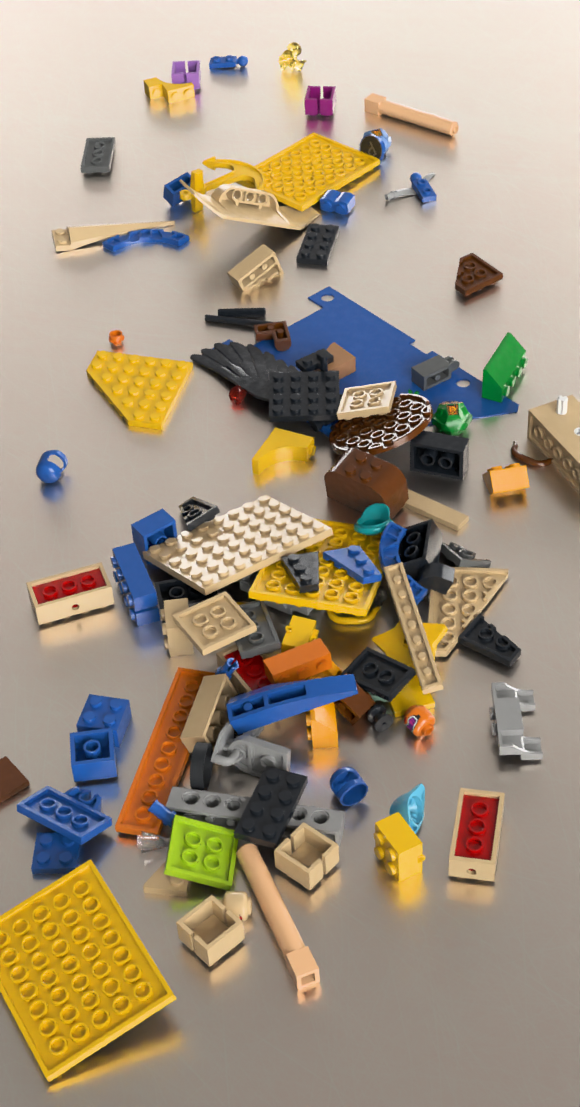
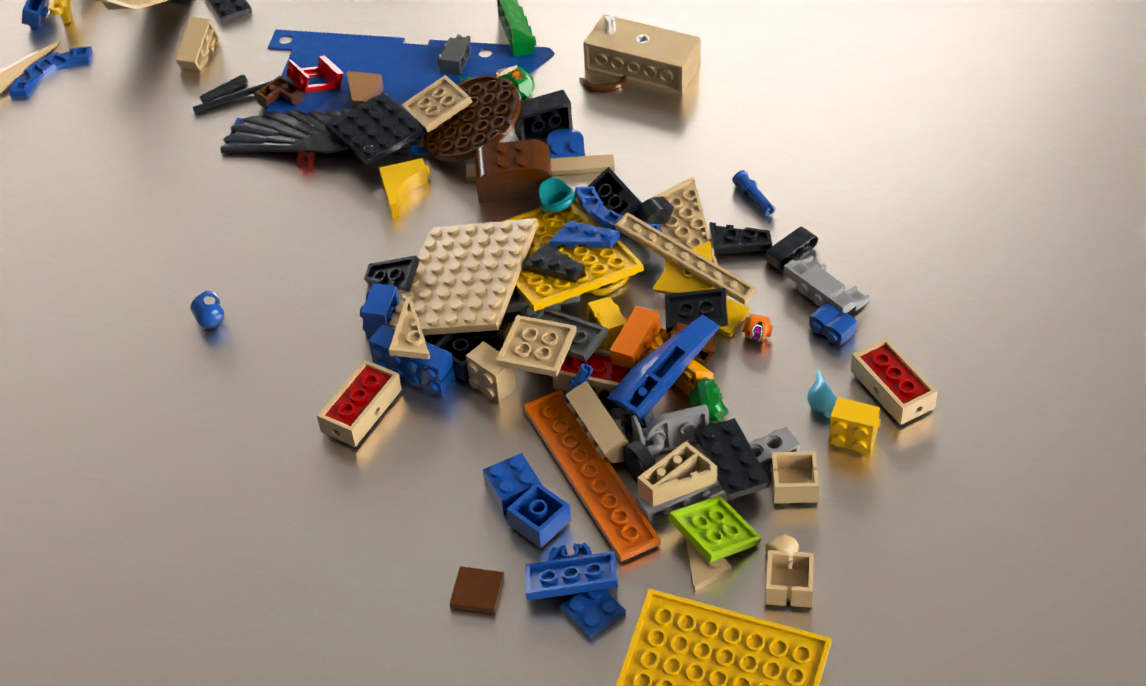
camera: 40 degrees left, 5 degrees up
(116, 337) = (128, 168): orange plate -> none
(137, 561) = (408, 336): none -> tan wing
(139, 386) = (200, 197): yellow plate -> none
(150, 842) = (659, 551): clear cone -> none
(162, 813) = (657, 521): blue pin -> none
(206, 788) = (676, 475): none -> tan wedge
(297, 955) = (875, 555): light nougat brick -> none
(308, 746) = (709, 394): none -> green helmet
(314, 361) = (353, 93): black plate -> none
(323, 333) = (325, 69): none -> red panel
(348, 786) = (762, 407): blue helmet -> none
(378, 716) = (724, 344): black wheel -> none
(438, 487) = (566, 143): none -> blue slope
(463, 557) = (647, 187): dark grey wing -> none
(485, 757) = (832, 323): none -> blue brick
(504, 480) = (611, 109): light orange slope -> none
(525, 674) = (791, 247): none -> black beam
(547, 606) = (749, 188): none -> blue pin

